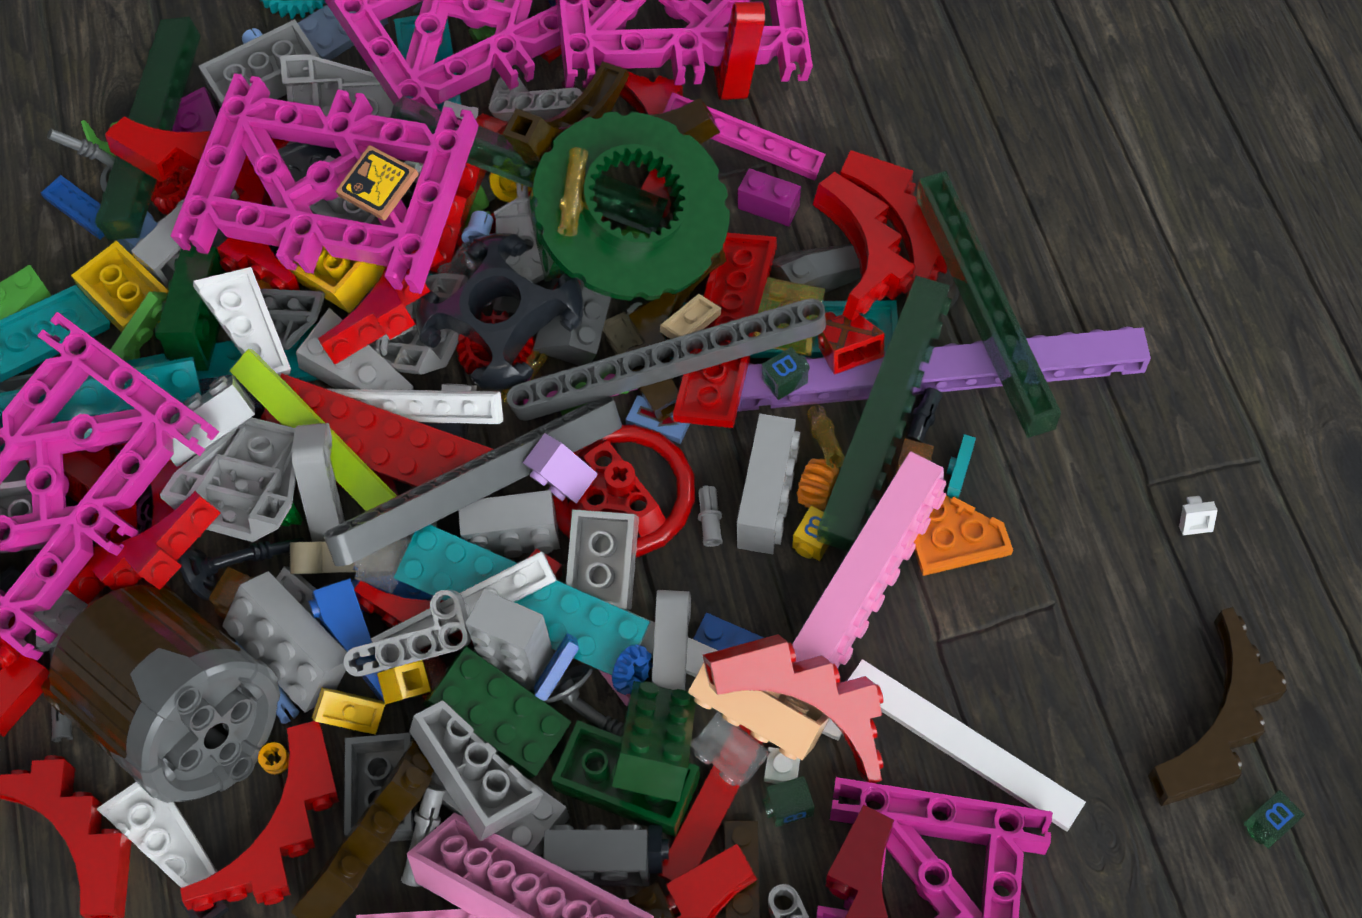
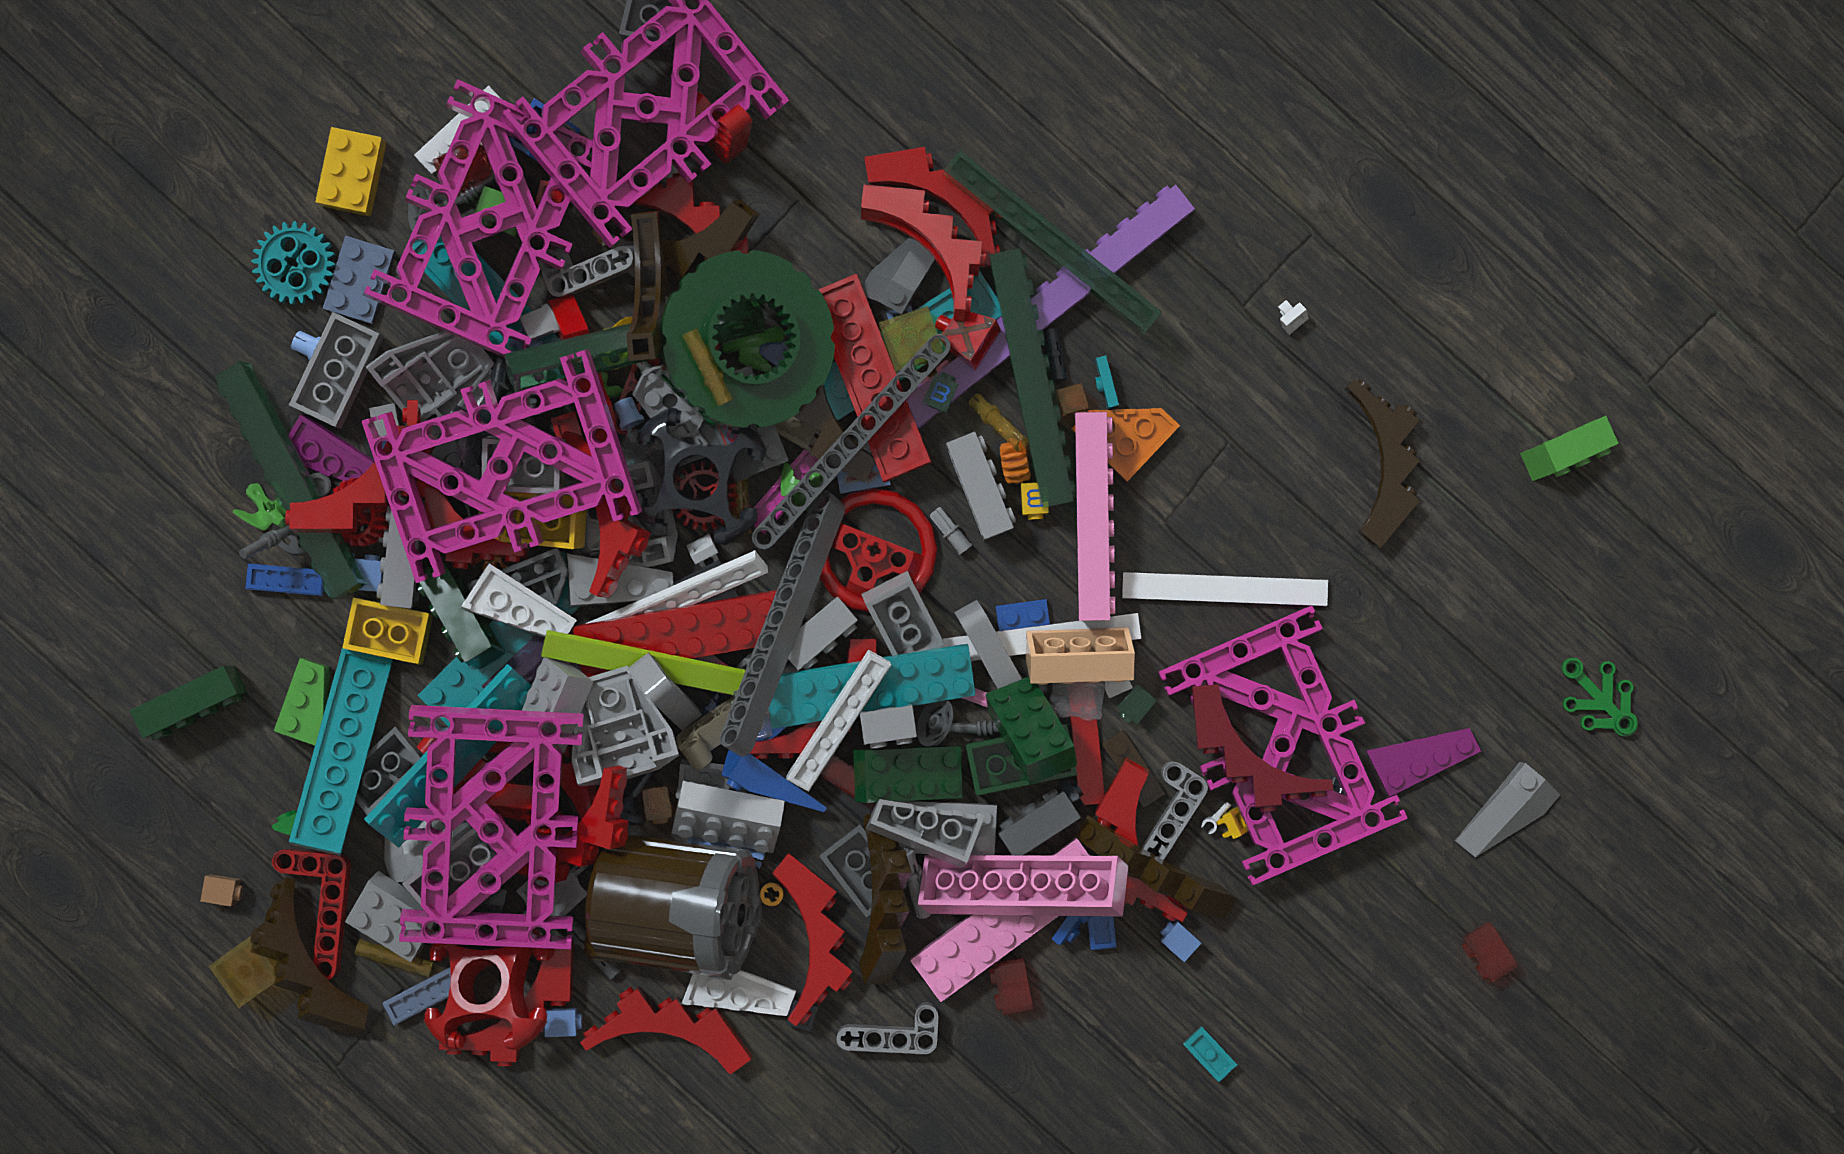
camera: 35 degrees left, 25 degrees up
(139, 327) = (430, 655): bright green plate -> none
(348, 710) = (803, 834): yellow plate -> none
(377, 182) = (555, 452): tile -> none
(403, 682) = (832, 795): yellow brick -> none
(408, 642) = (817, 769): light grey beam -> none
(556, 667) = (928, 719): tile -> none
(560, 468) = (832, 575): lavender brick -> none
(624, 671) = (977, 685): blue gear -> none
(691, 317) = (844, 394): tan plate -> none
(760, 142) = (772, 191): dark pink tile -> none
(769, 197) = (824, 236): magenta brick -> none
(770, 667) = (1084, 638): arch -> none
(1273, 819) = (1454, 516): clear green brick -> none

